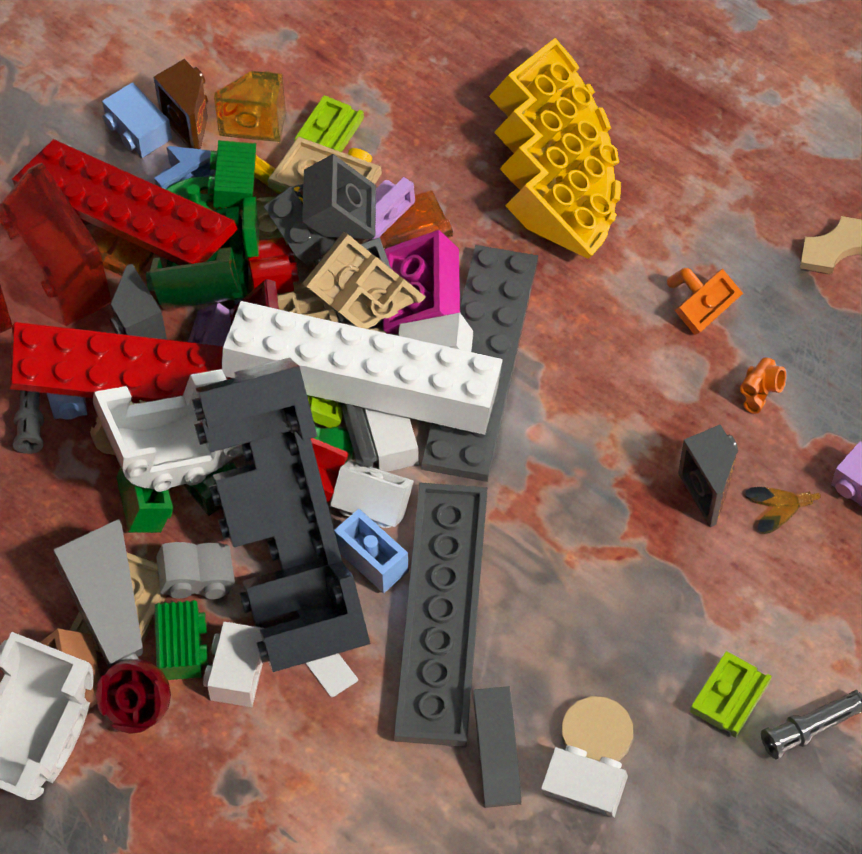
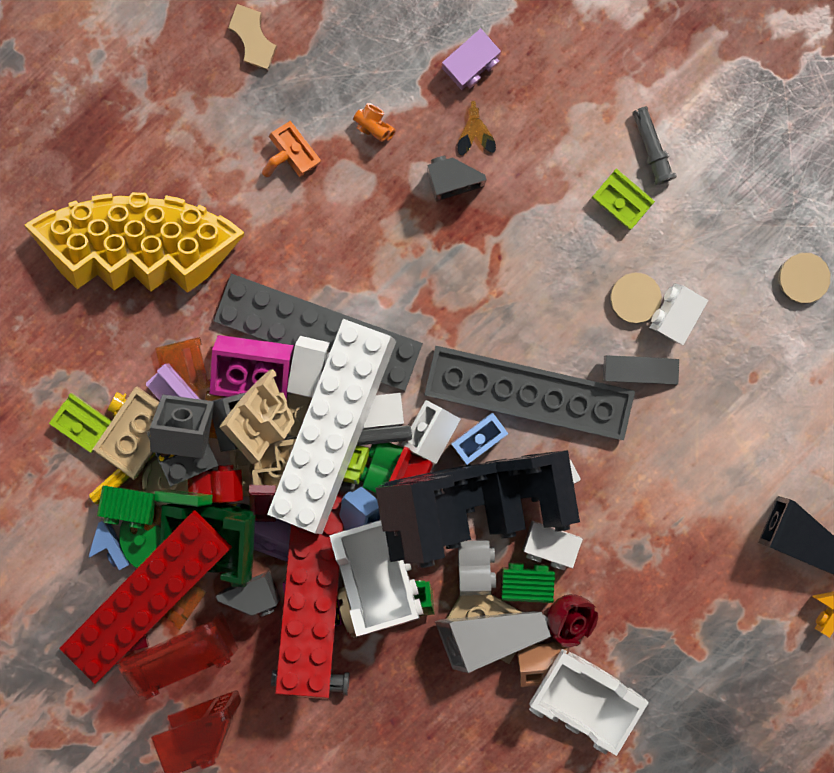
camera: 85 degrees left, 30 degrees up
(136, 120) = (51, 579): light blue brick -> none
(183, 101) = (44, 538): reddish brown slope -> none
(252, 107) = (58, 482): clear yellow slope -> none

